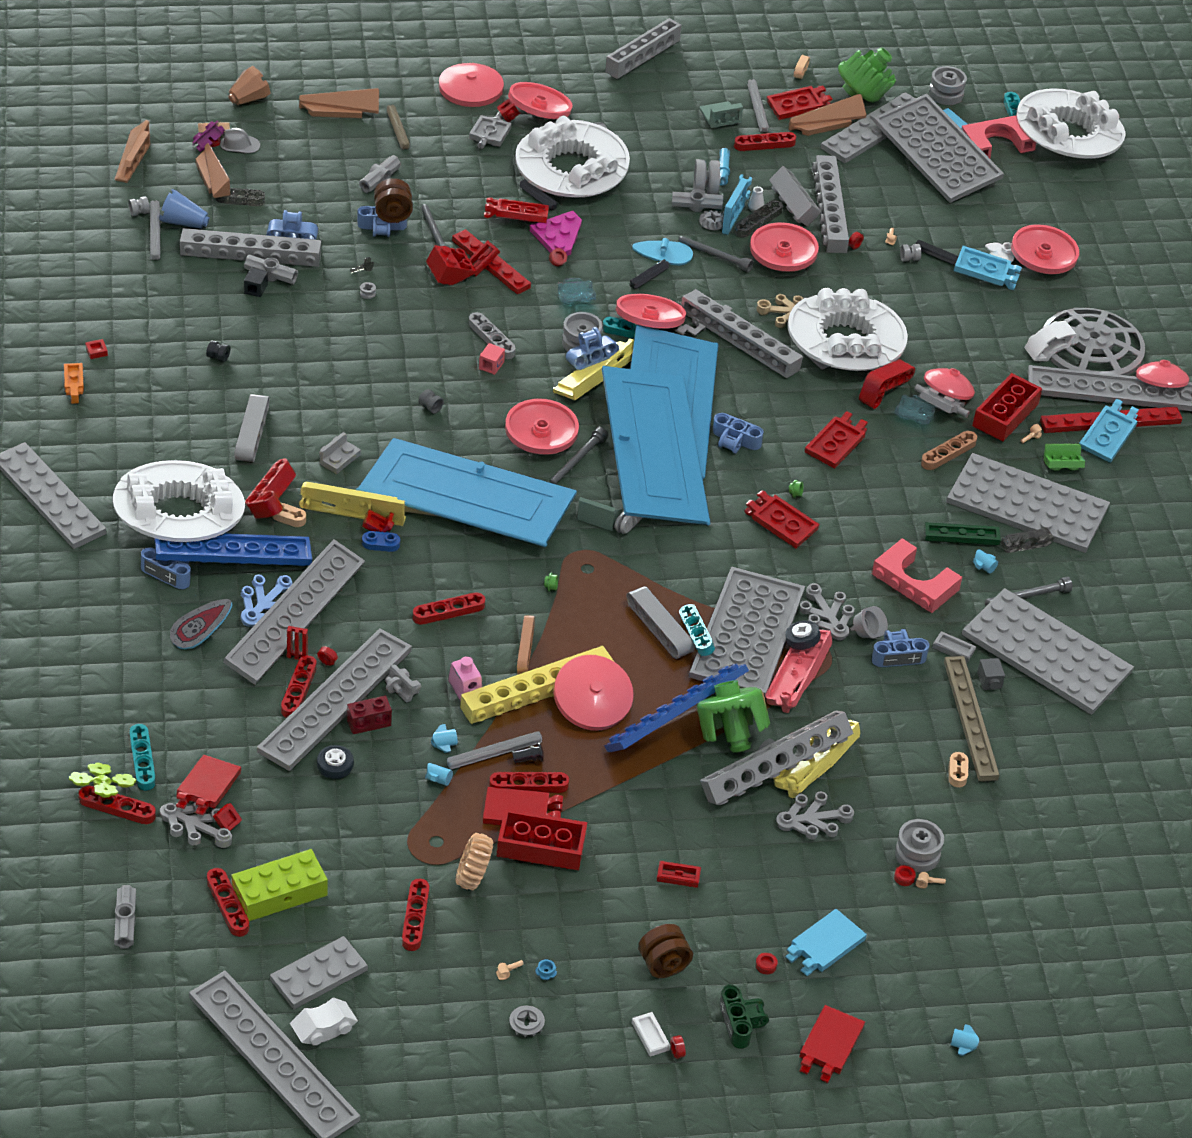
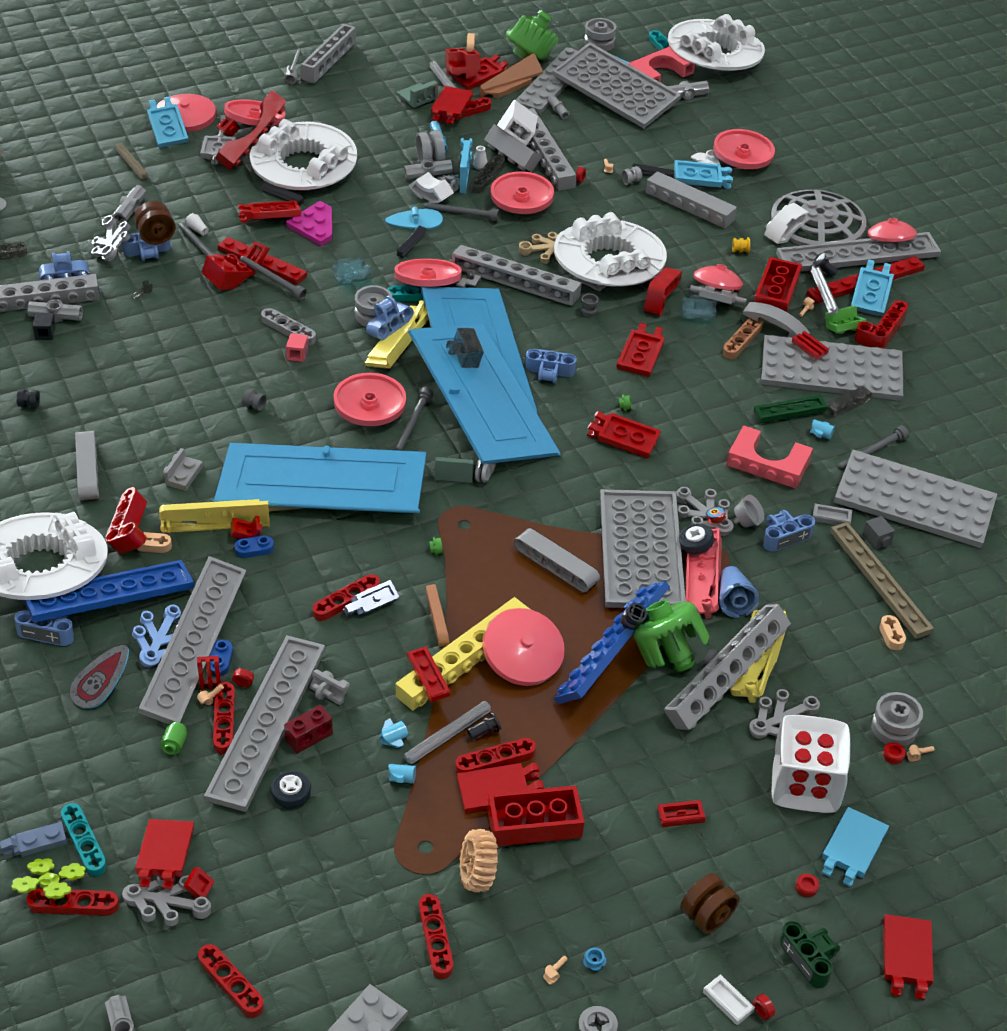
camera: 15 degrees left, 0 degrees up
(100, 747) = (34, 840): none -> sand blue hinge
(247, 692) = (173, 738): none -> bright green brick
(280, 884) = (282, 944): lime brick -> none
(289, 664) = (207, 698): none -> light nougat hand
(316, 633) = (225, 652): none -> blue plate
(341, 104) = (72, 150): nougat wedge -> none
(346, 212) = (110, 249): none -> light grey plant
(367, 290) = (155, 310): light grey bush -> none
(439, 209) = (195, 223): none -> white cone
(446, 94) = (167, 124): none -> medium azure tile
(464, 674) = (391, 664): bright pink torso -> none
(471, 615) = (372, 599): none -> hinge
(493, 693) = (428, 674): none -> red tile
(502, 138) = (233, 150): none -> red arch
(514, 302) = (298, 291): none -> dark grey piece
(558, 257) = (322, 243): red tile -> none
(596, 64) = (292, 74): none -> light grey plant
(652, 396) = (466, 347): none -> clear smoke brick
(691, 222) = (431, 188): none -> white brick
(697, 629) = (595, 558): teal beam -> none
(699, 692) = (633, 616): none -> black wheel
(750, 132) = (451, 103): none -> red tile
(779, 88) = (462, 62): none -> red brick
(803, 381) = (589, 305): none -> dark grey wheel
(809, 170) = (519, 122): none -> white slope
(811, 859) = (811, 763): none -> white piece
(819, 695) = (737, 593): none -> medium blue cone
(834, 617) = (716, 515): none -> tile
(866, 159) = (558, 107): none -> light grey pin
(962, 293) = (691, 199): none -> light grey brick
(992, 353) = (741, 245): none -> yellow bush
(993, 439) = (776, 316): none -> light grey slope
(1015, 474) = (813, 348): none -> red tile
(1016, 169) = (689, 90): none -> light grey piece
(1055, 420) = (824, 290): none -> axle
(1069, 393) = (823, 262): none -> black pin
(1104, 475) = (881, 334): none -> red beam

